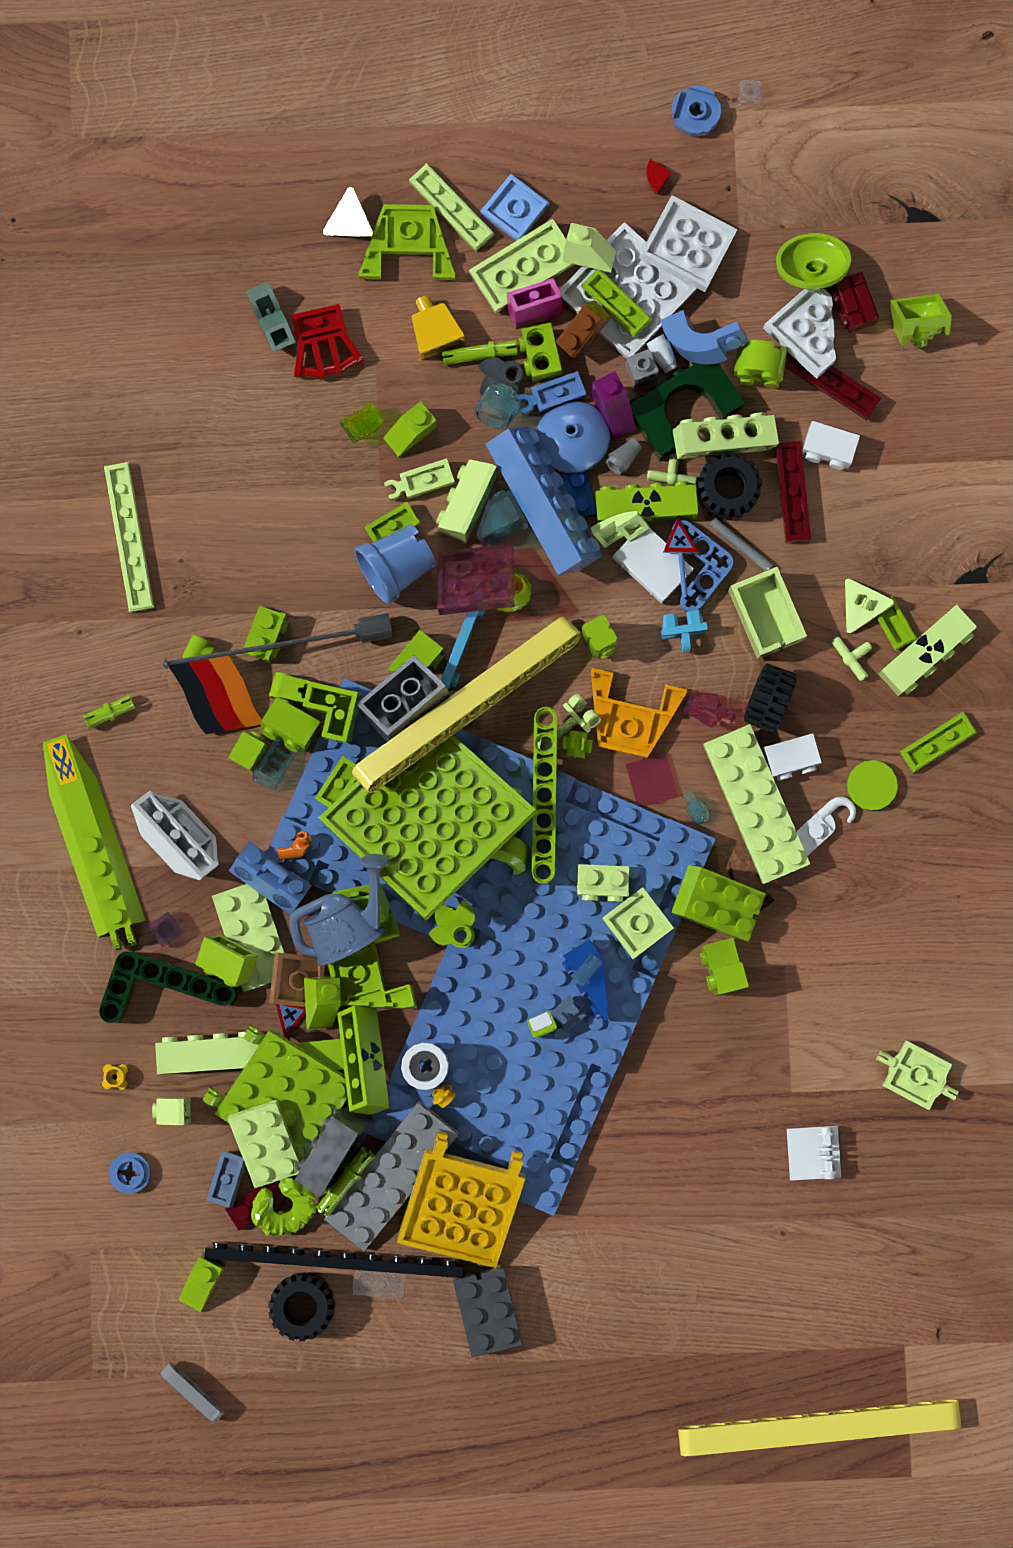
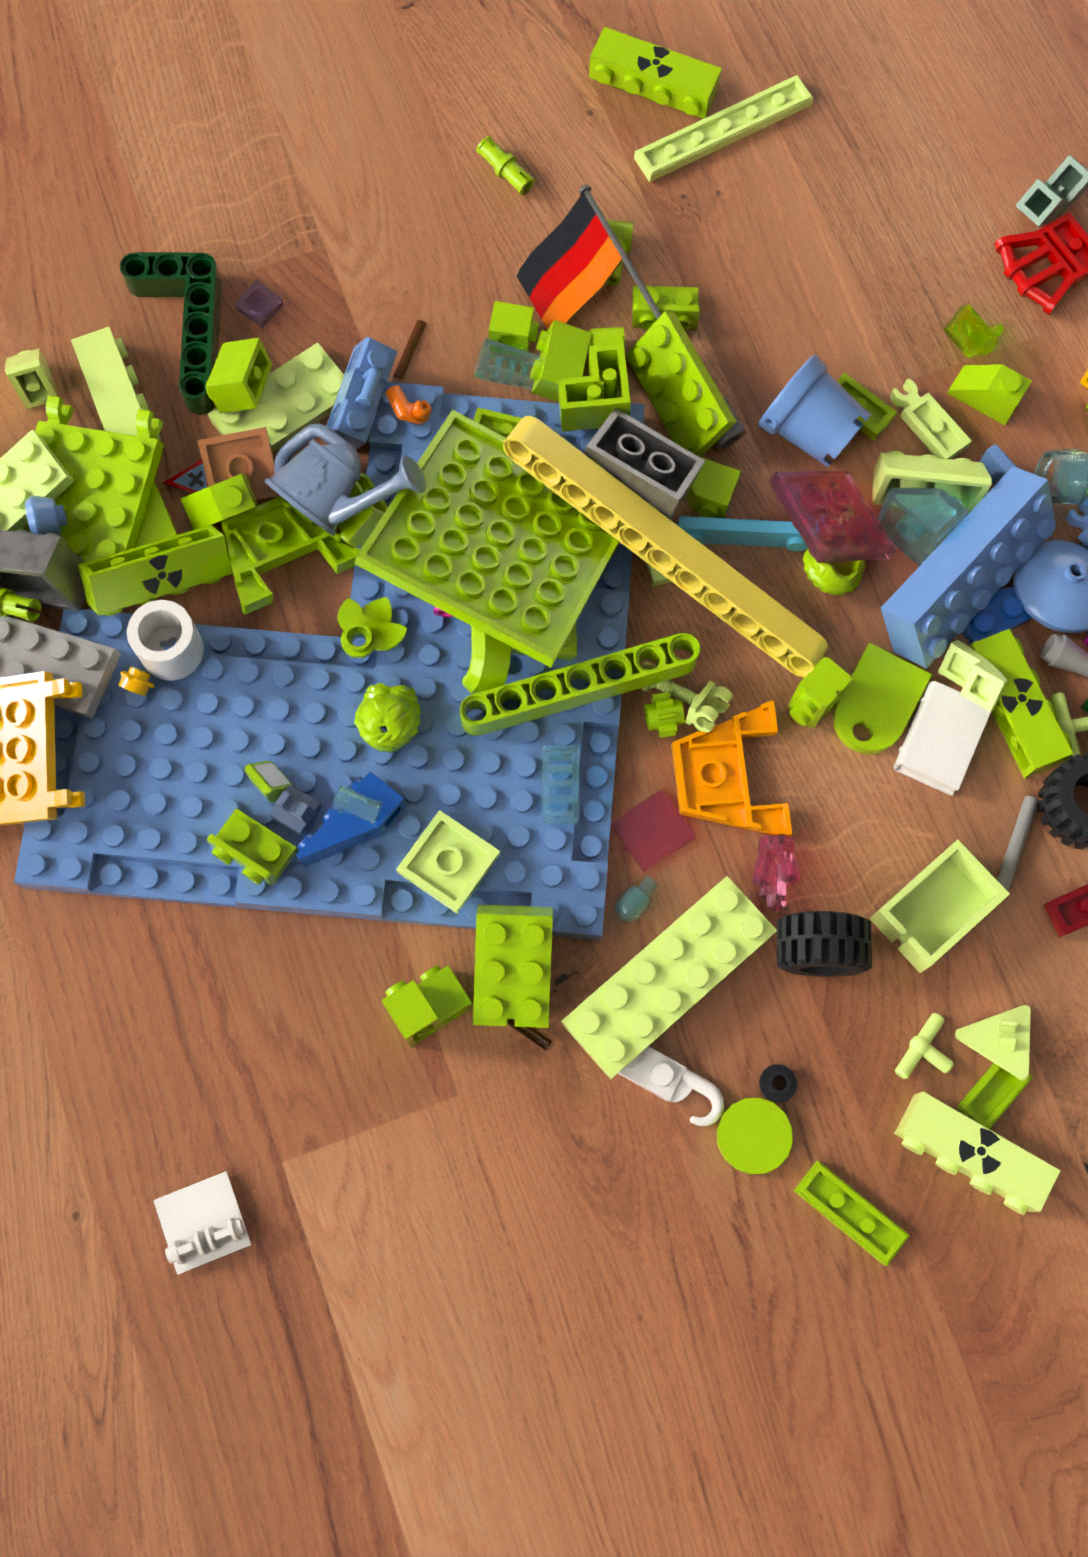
camera: 65 degrees right, 10 degrees down
(68, 573) = (654, 72): none -> lime brick
(91, 841) = (339, 198): lime hinge -> none
(120, 1071) = (57, 296): yellow plate -> none
(176, 834) = (382, 275): white wedge -> none
(232, 828) = (410, 348): none -> reddish brown piece
(302, 1126) = (45, 515): none -> medium blue cone
(340, 648) = (680, 386): none -> lime piece
(471, 447) = (996, 463): none -> medium blue tile
(520, 931) = (389, 707): none -> lime hair
(585, 1049) = (252, 847): none -> lime bracket
(603, 881) = (490, 798): yellowish green bracket -> none
(611, 593) = (880, 698): none -> lime tile
(612, 823) = (560, 753): none -> clear light blue slope
(680, 543) = (985, 760): piece -> none
(694, 627) = (865, 791): medium azure hips -> none
(710, 568) = (965, 814): medium blue beam -> none
(792, 756) = (753, 1006): white piece -> none
(838, 764) = (767, 1088): none -> black plate
(917, 1075) = (357, 1341): yellowish green plate -> none

